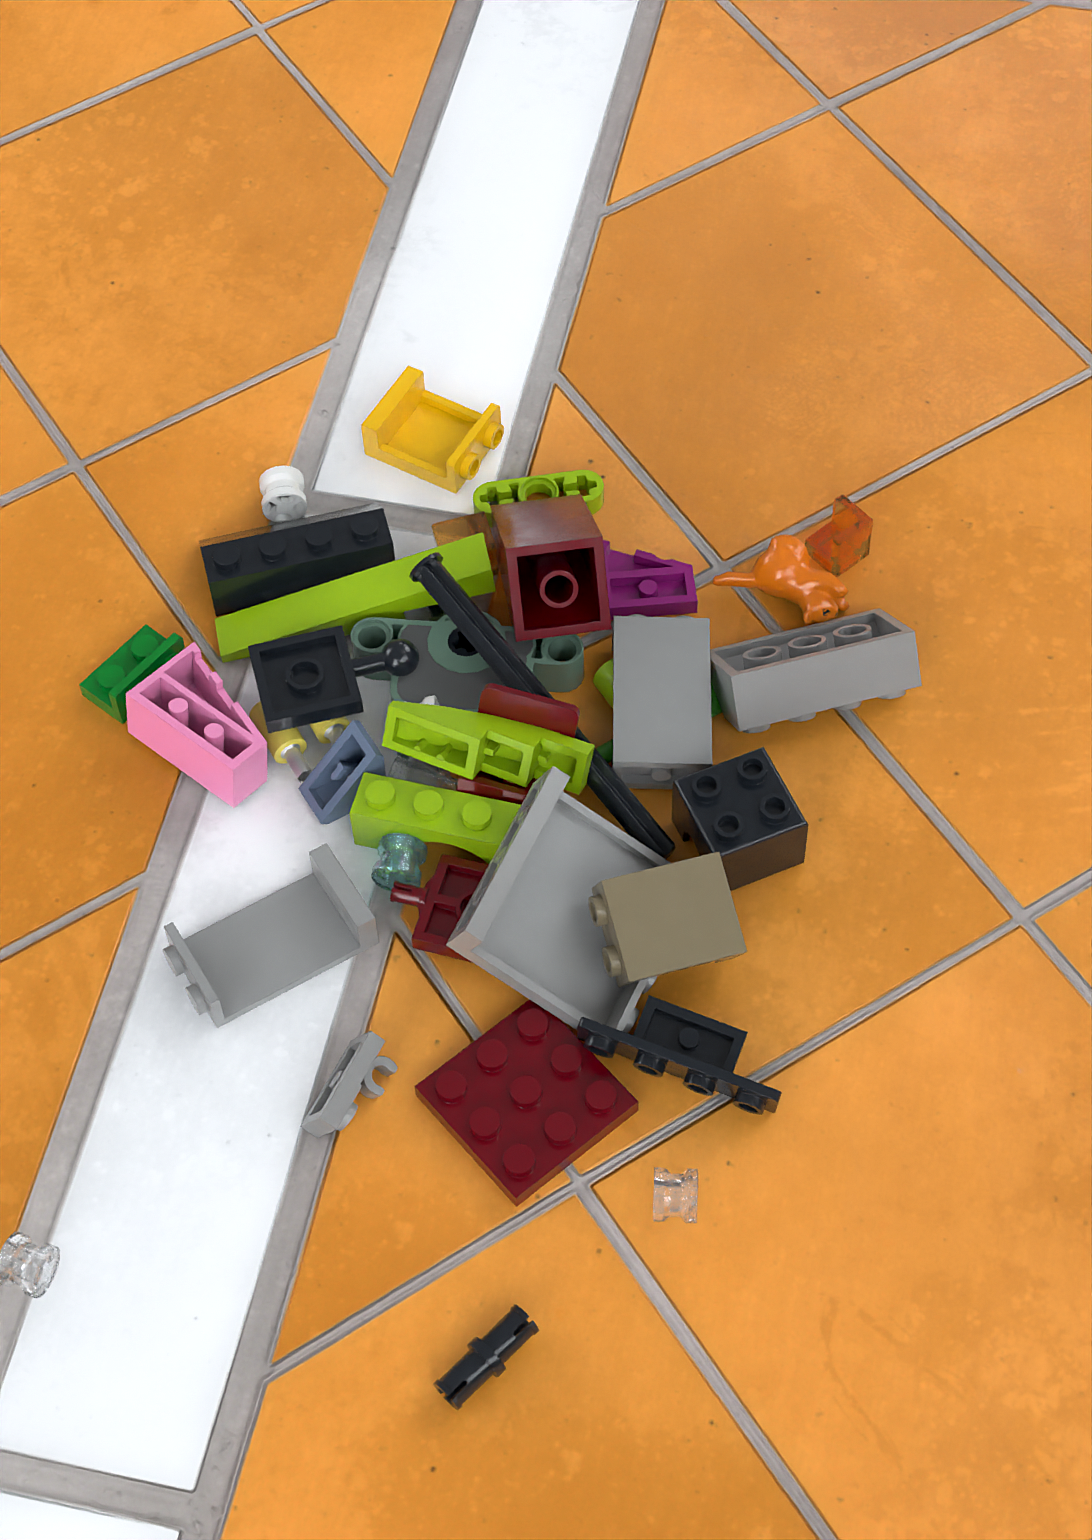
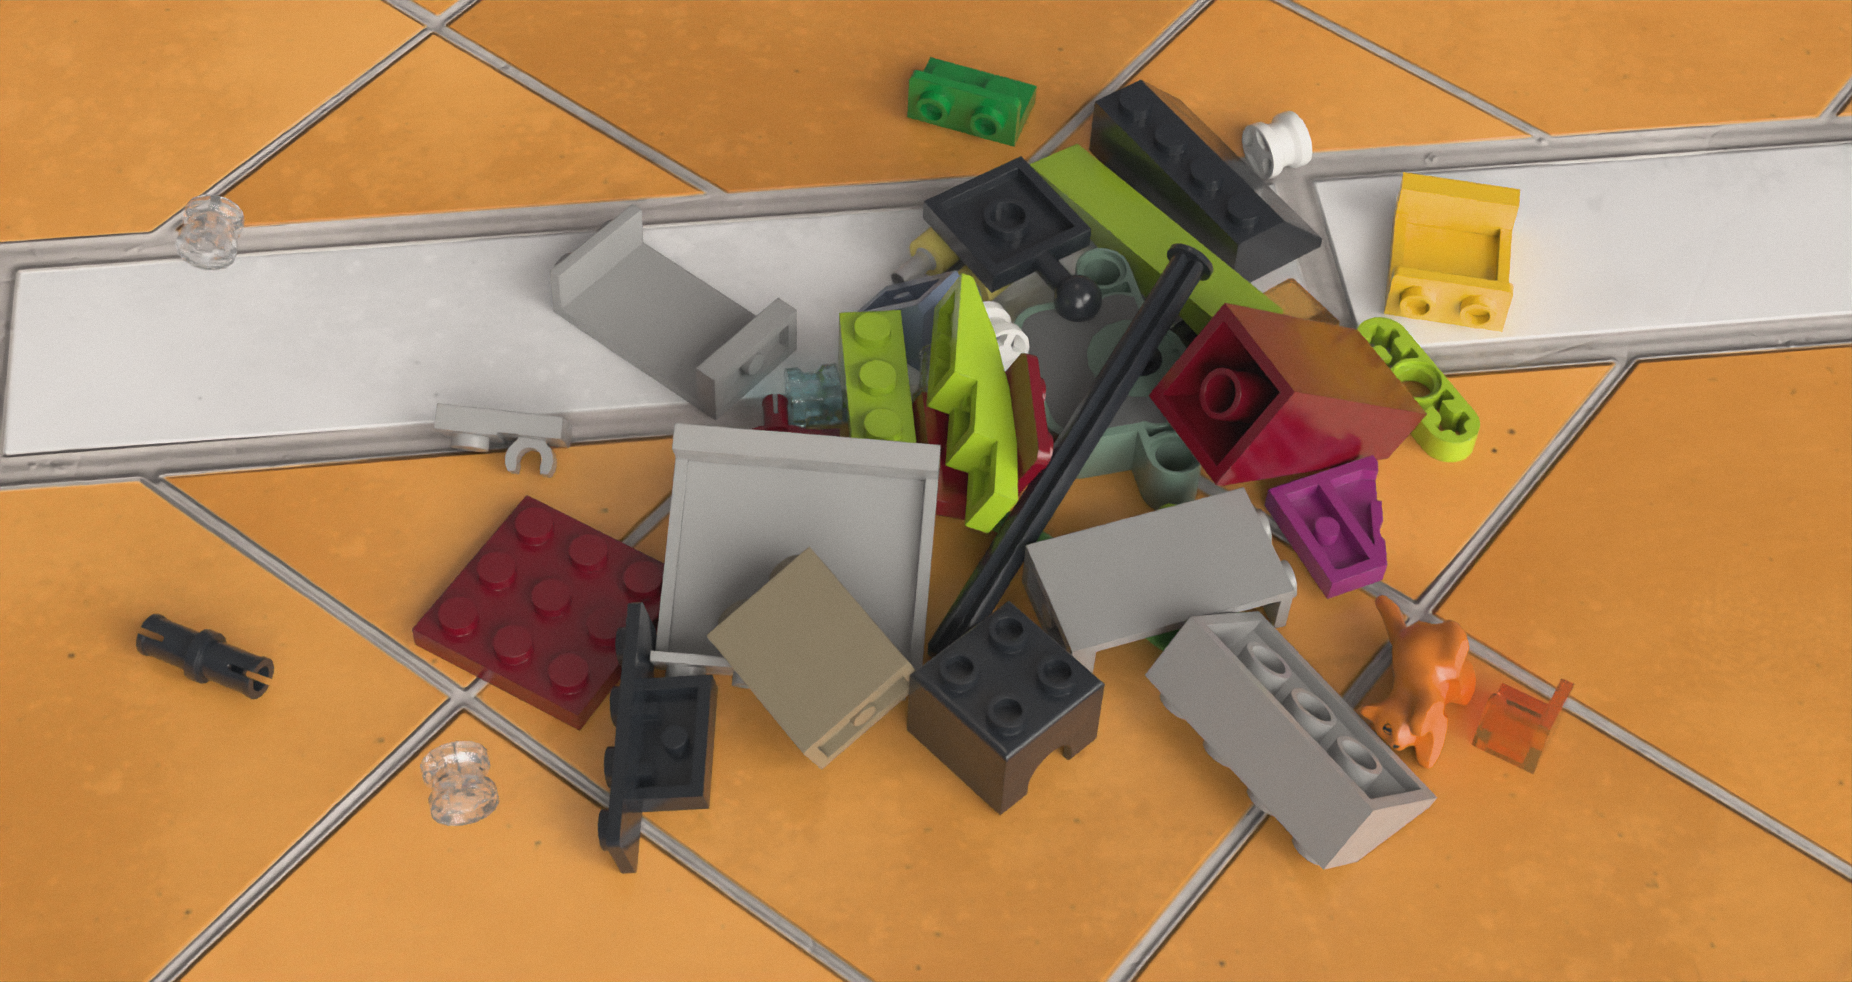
camera: 65 degrees right, 5 degrees down
(198, 727) = (917, 149): bright pink wedge -> none

